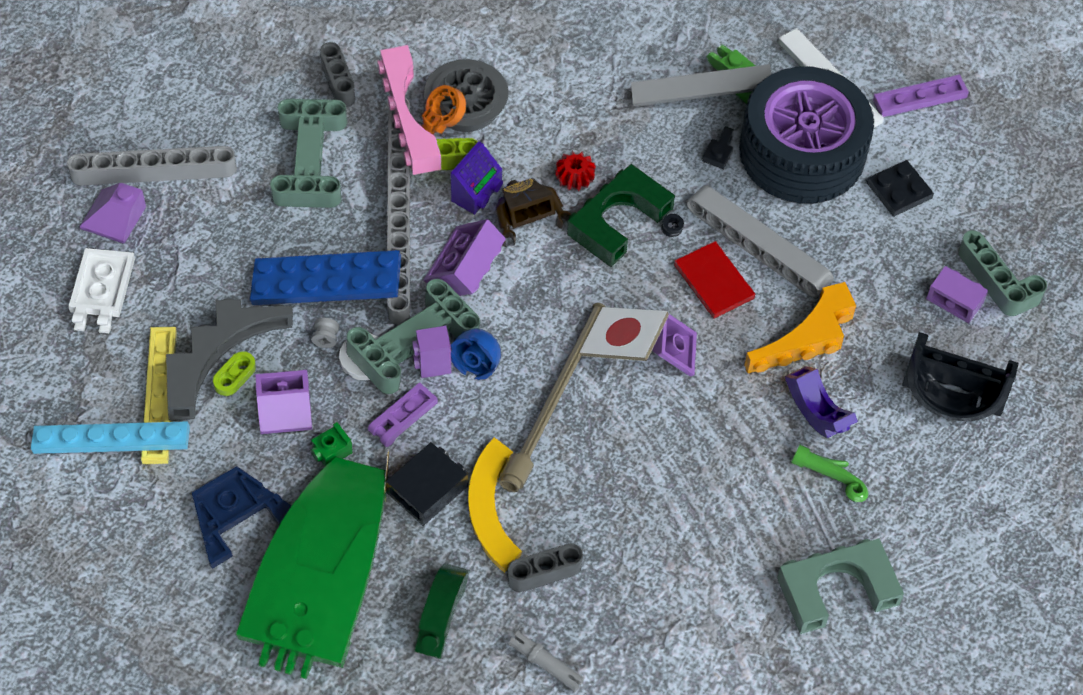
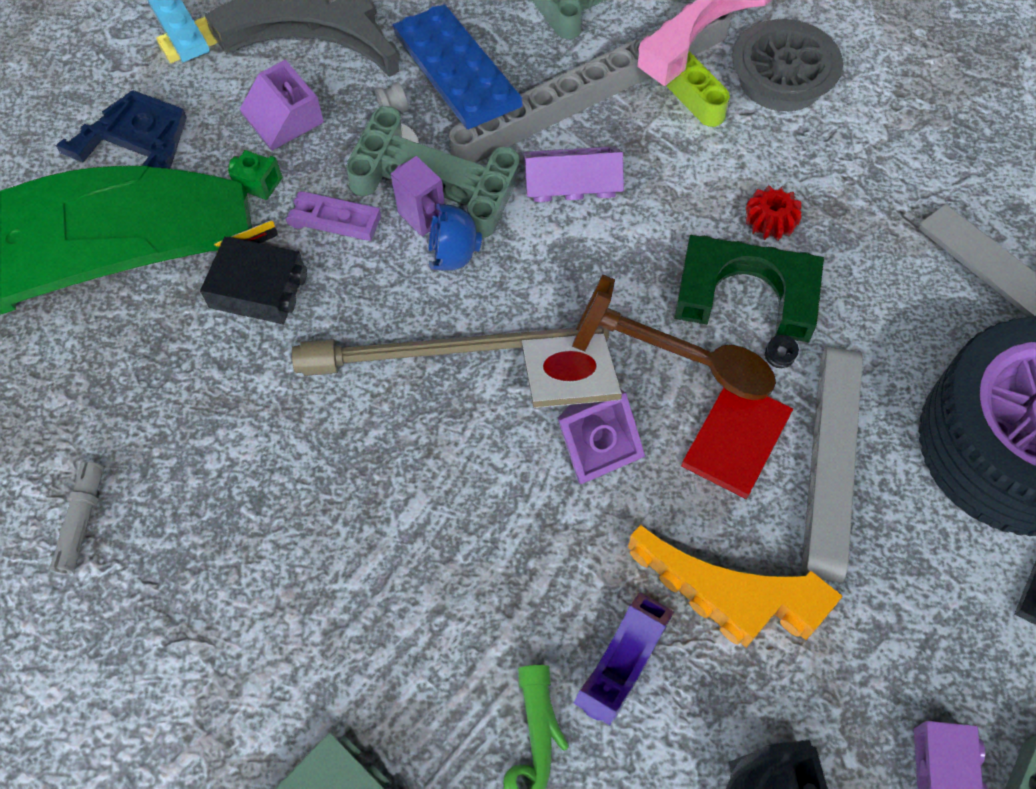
camera: 65 degrees right, 5 degrees up
(232, 374) = (301, 55): lime plate -> none
(433, 119) = (728, 48): orange pin -> none
(439, 609) = (94, 362): dark green arch -> none
(475, 179) = (679, 121): dark purple slope -> none
(482, 505) = (256, 351): yellow tile -> none
(526, 203) = (683, 185): dark brown torso -> none
(553, 558) = (195, 438): dark grey beam -> none
(665, 252) = (732, 366): none -> reddish brown piece
(719, 151) = (933, 349): black plate -> none

